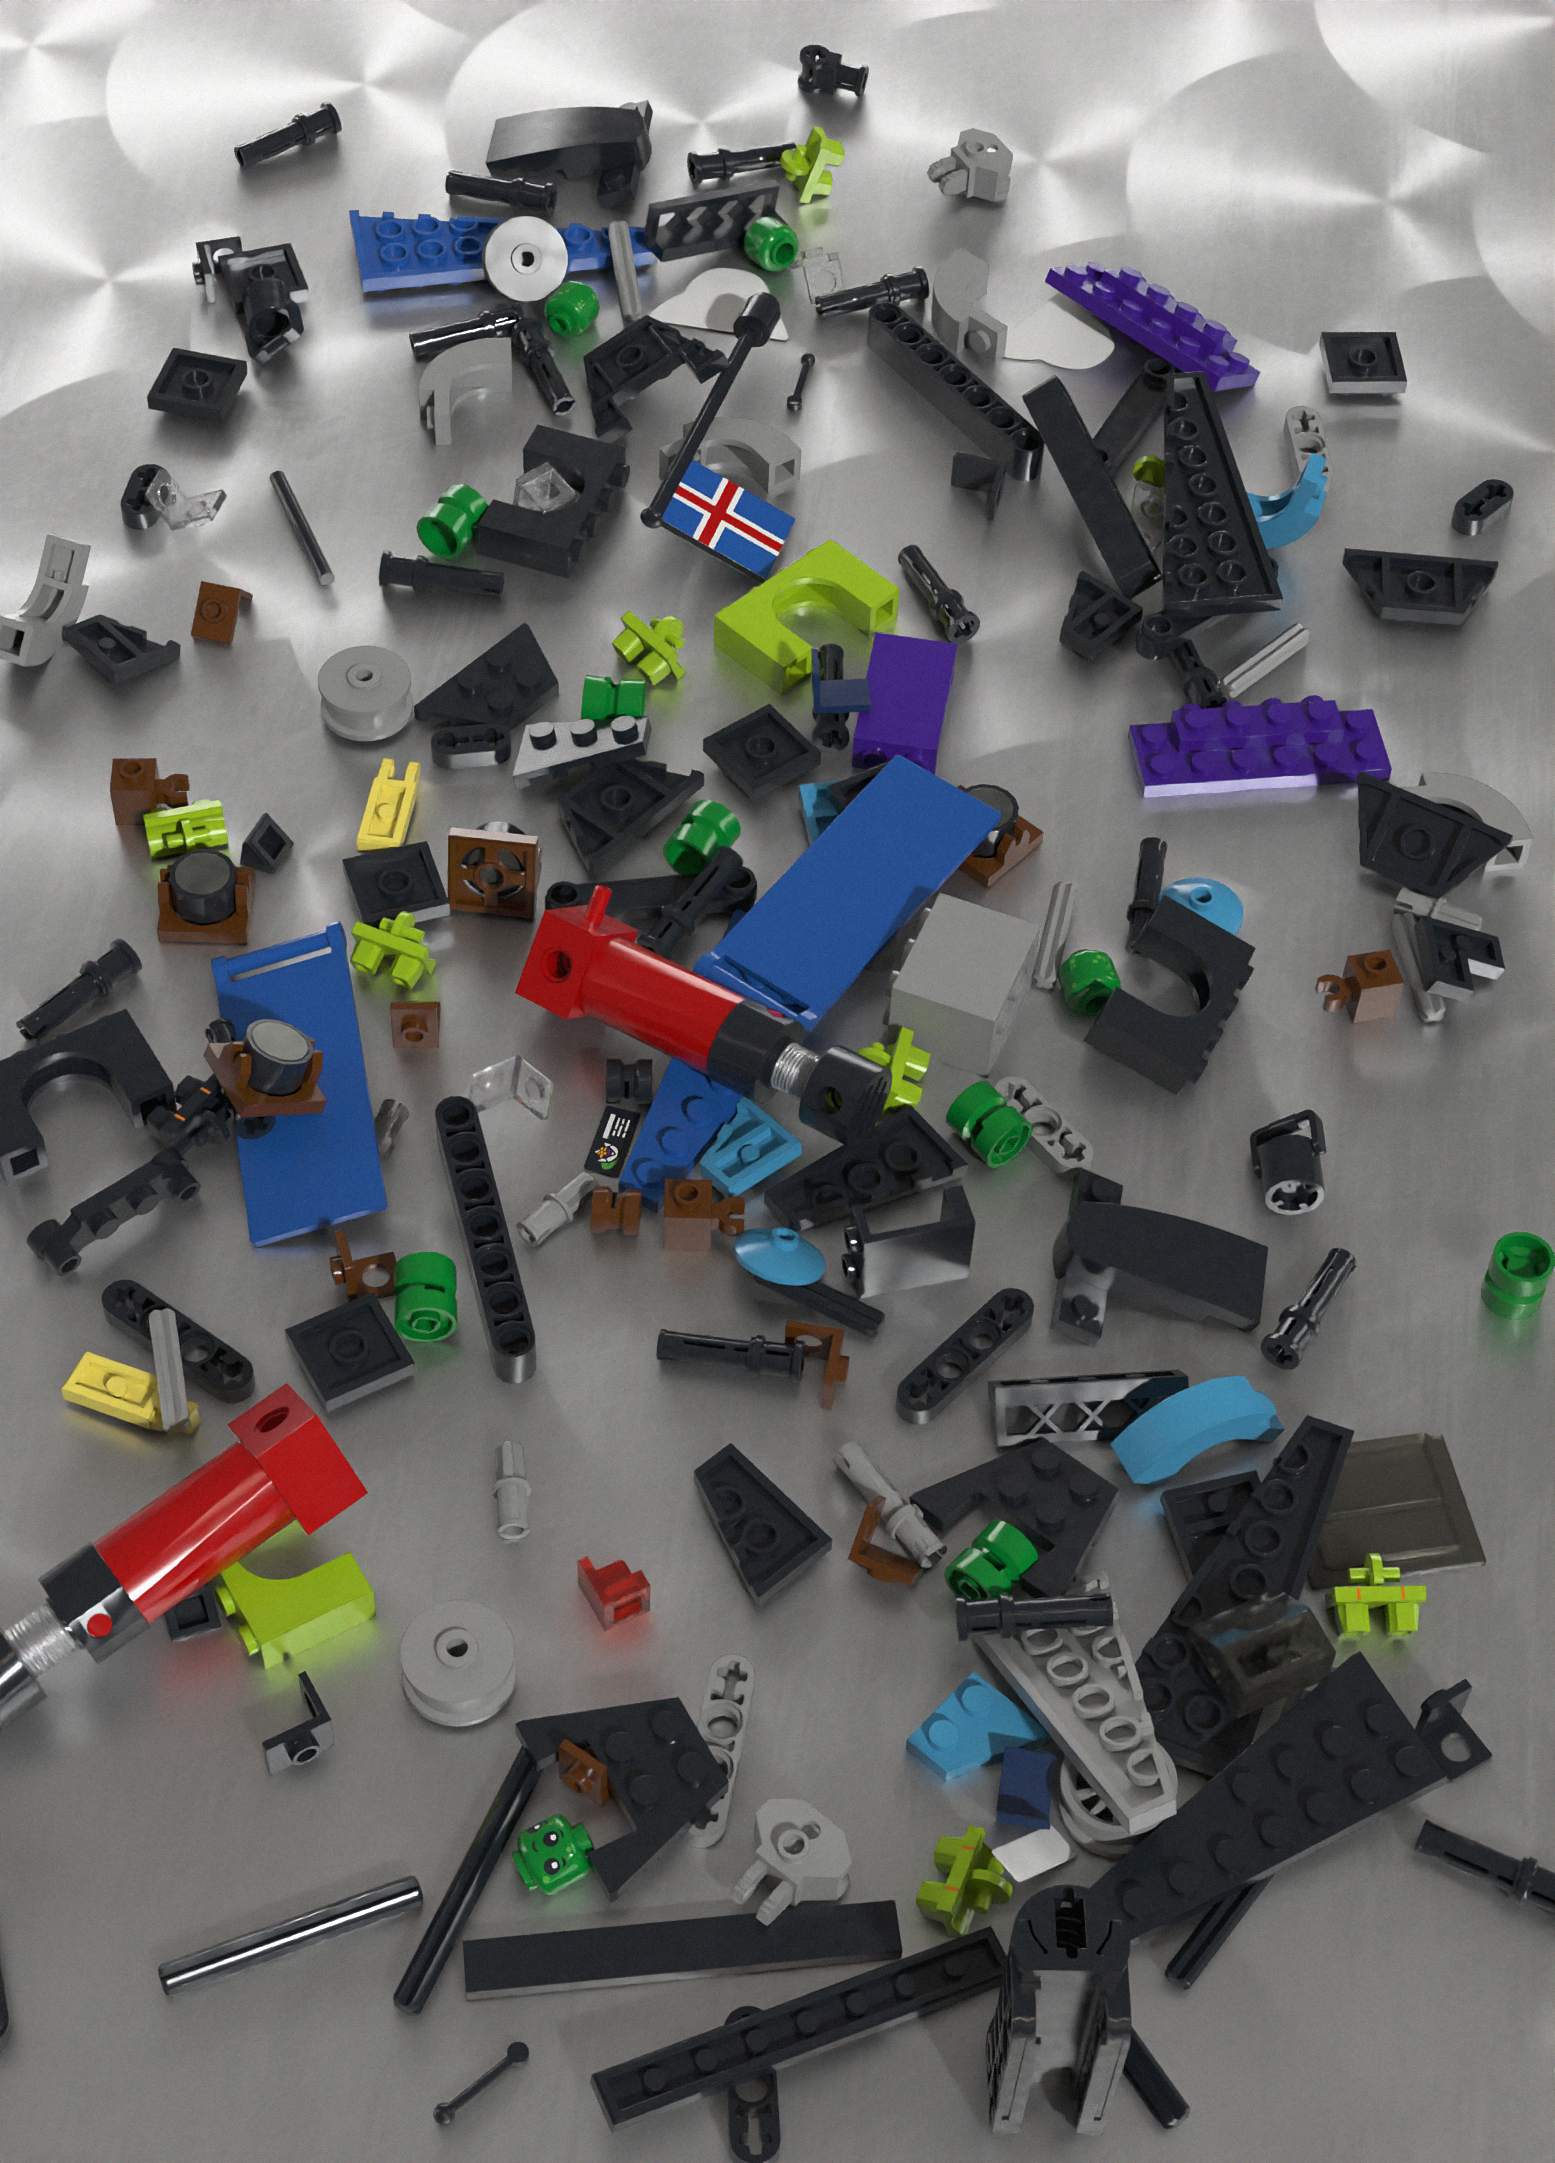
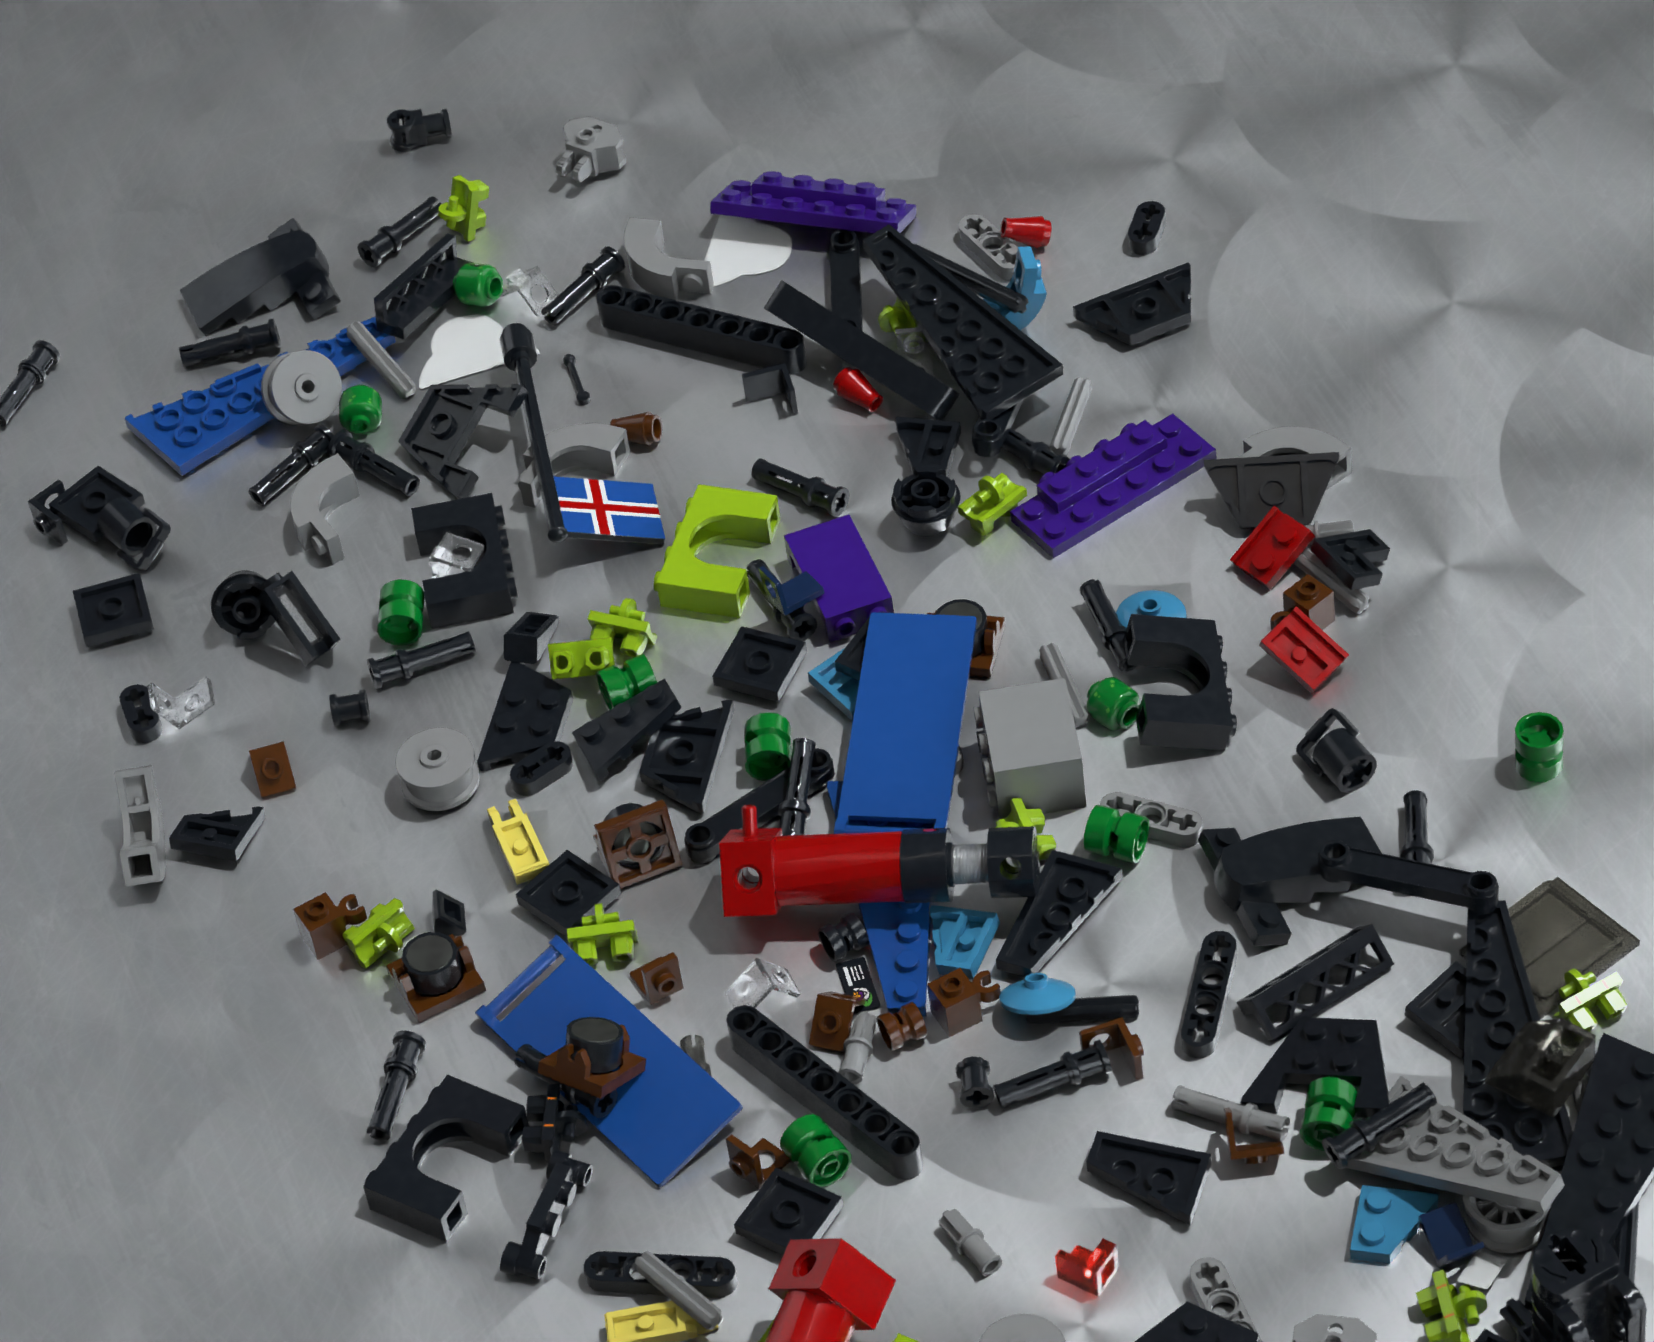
camera: 20 degrees left, 5 degrees down
(302, 528) = (279, 674): black bar -> none
(313, 438) = (237, 605): none -> black cone
(336, 589) = (349, 707): none -> black bush
(346, 474) = (298, 616): none -> black window
(555, 1160) = (833, 1019): none -> reddish brown bracket
(558, 608) = (529, 637): none -> black slope
(586, 653) = (580, 657): none -> lime hips
(645, 1315) = (975, 1087): none -> black bush
(822, 457) = (641, 428): none -> reddish brown cone
(912, 1254) = (1130, 948): black panel -> none
(1046, 670) = (926, 501): none -> black cone
(1065, 524) = (857, 389): none -> red cone
(1115, 705) = (992, 500): none -> lime hips
(1192, 1422) = (1395, 954): dark azure arch -> none
(1253, 470) = (981, 285): none -> black axle
(1261, 1346) = (1472, 890): none -> black piece
(1331, 1030) = (1304, 650): none -> red plate
(1352, 449) = (1027, 230): none -> red cone
(1363, 362) = (986, 161): black plate -> none
(1376, 903) = (1272, 548): none -> red plate

